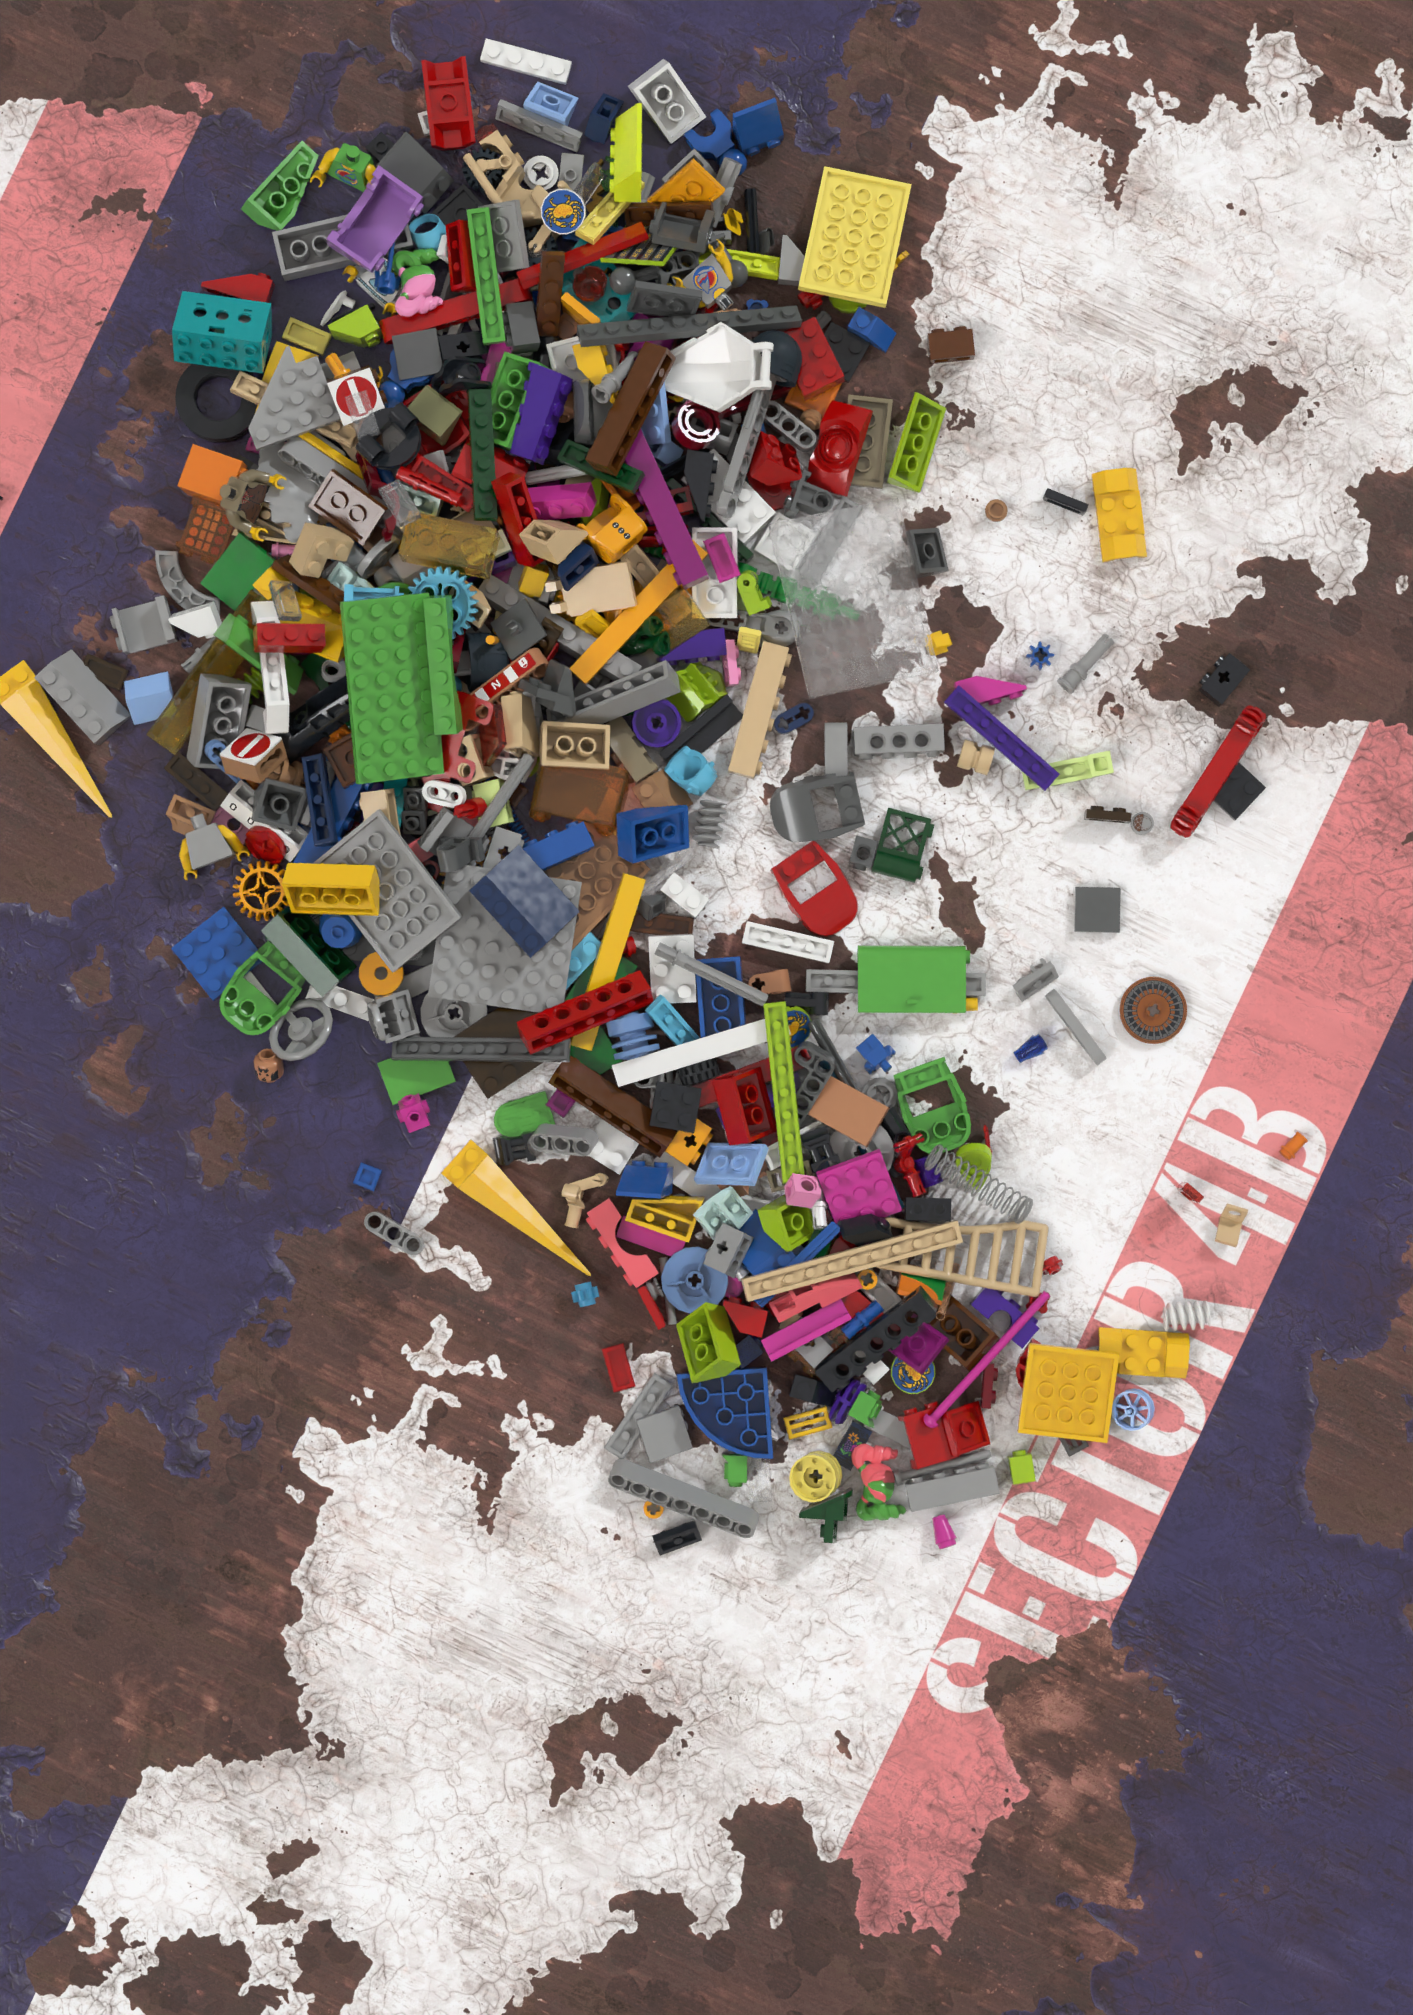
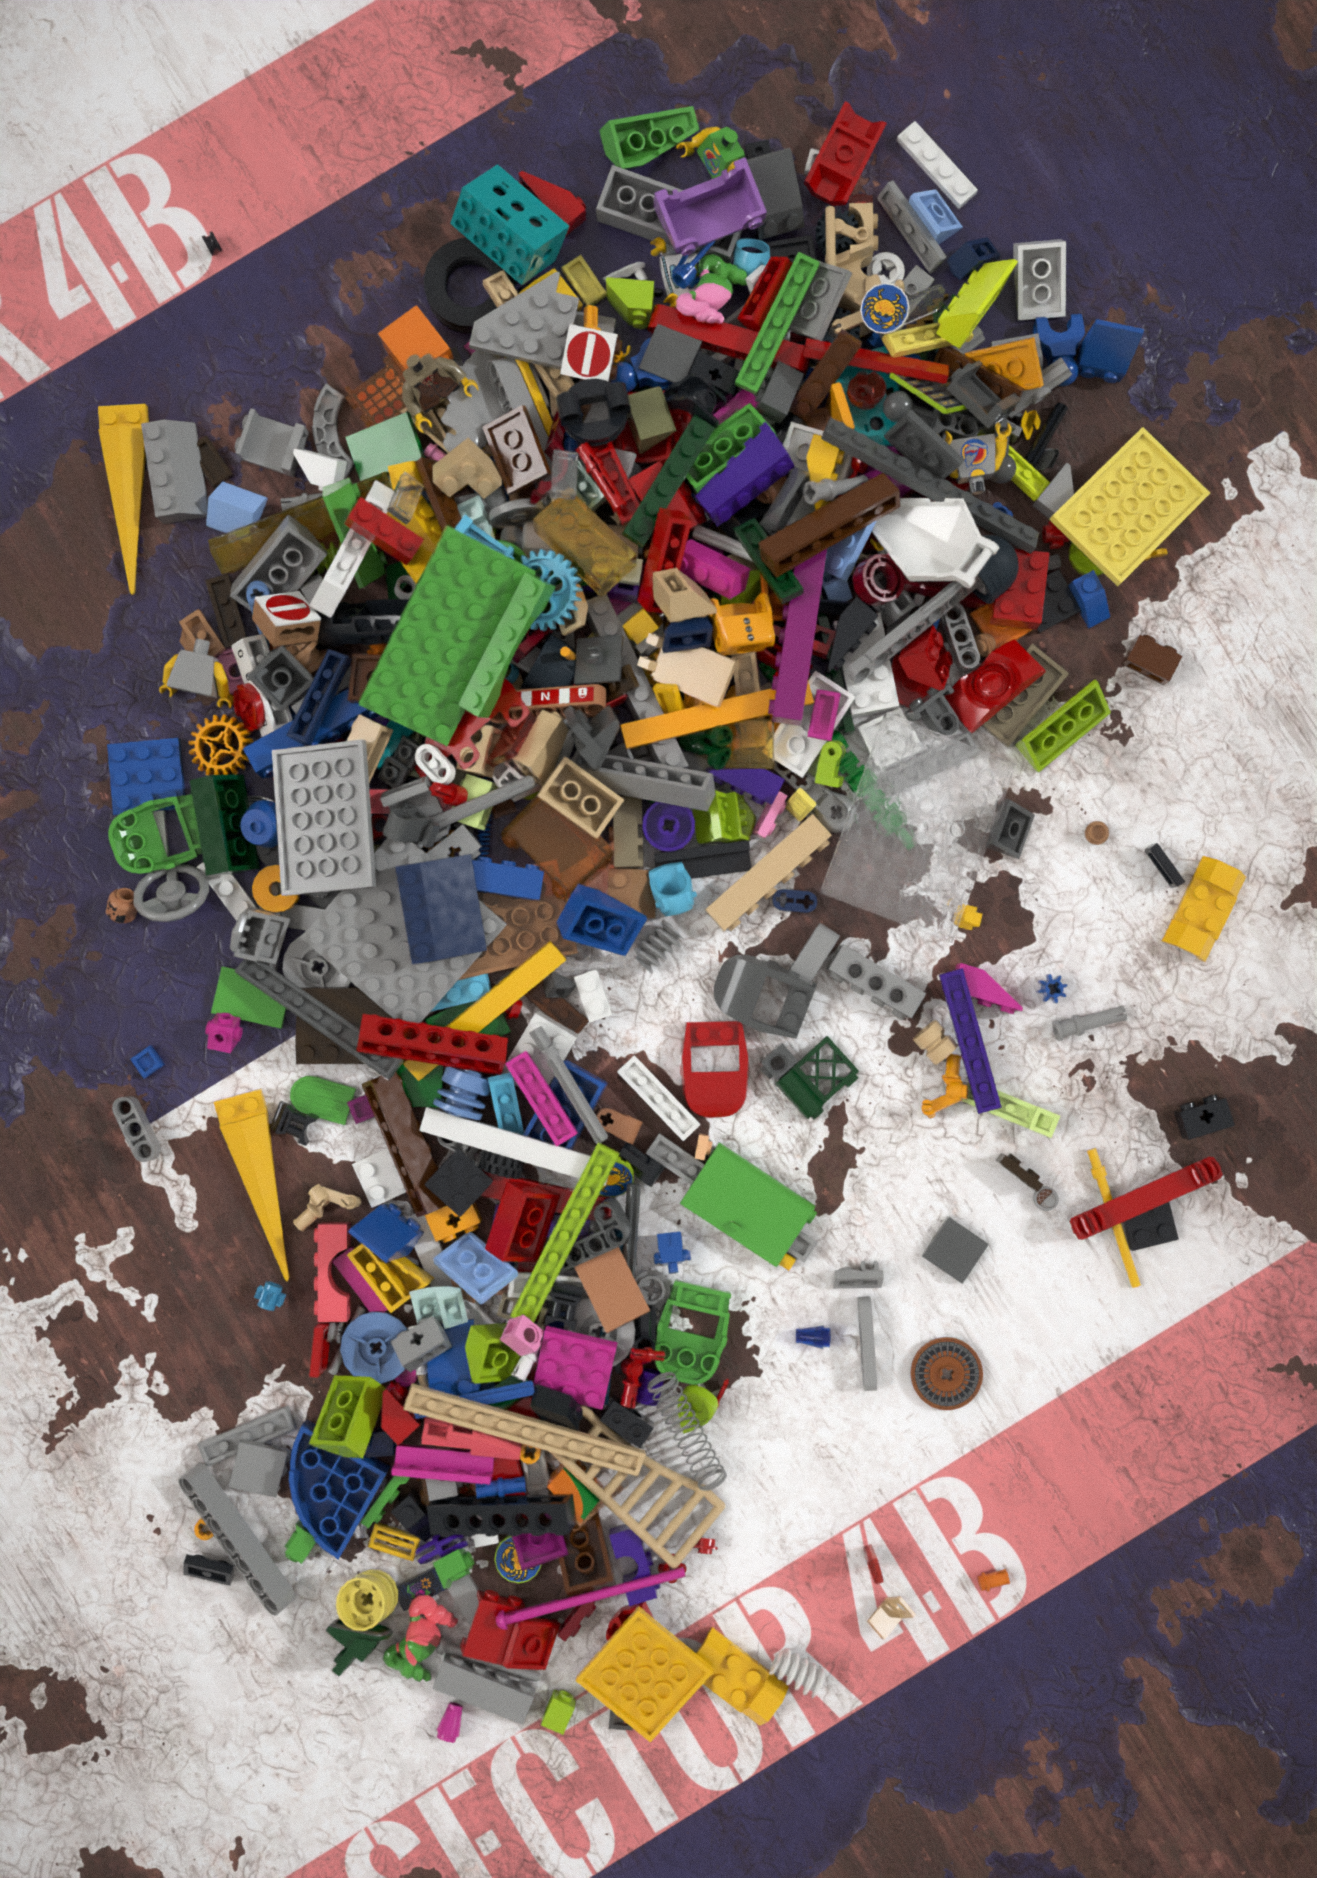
camera: 30 degrees right, 0 degrees up
(332, 889) = (275, 784): yellow slope -> none
(362, 414) = (583, 372): clear tile -> none
(553, 1139) = (340, 1145): light grey beam -> none
(618, 1367) = (258, 1380): red tile -> none
(697, 998) = (541, 1098): none -> dark pink plate
(779, 1388) = (388, 1494): none -> bright green plate
(848, 957) = (703, 1147): none -> light nougat plate
(1015, 783) = (954, 1090): none -> light orange pin
(1133, 1409) = (693, 1726): light blue wheel -> none
(1170, 776) = (1099, 1172): none -> yellow bar

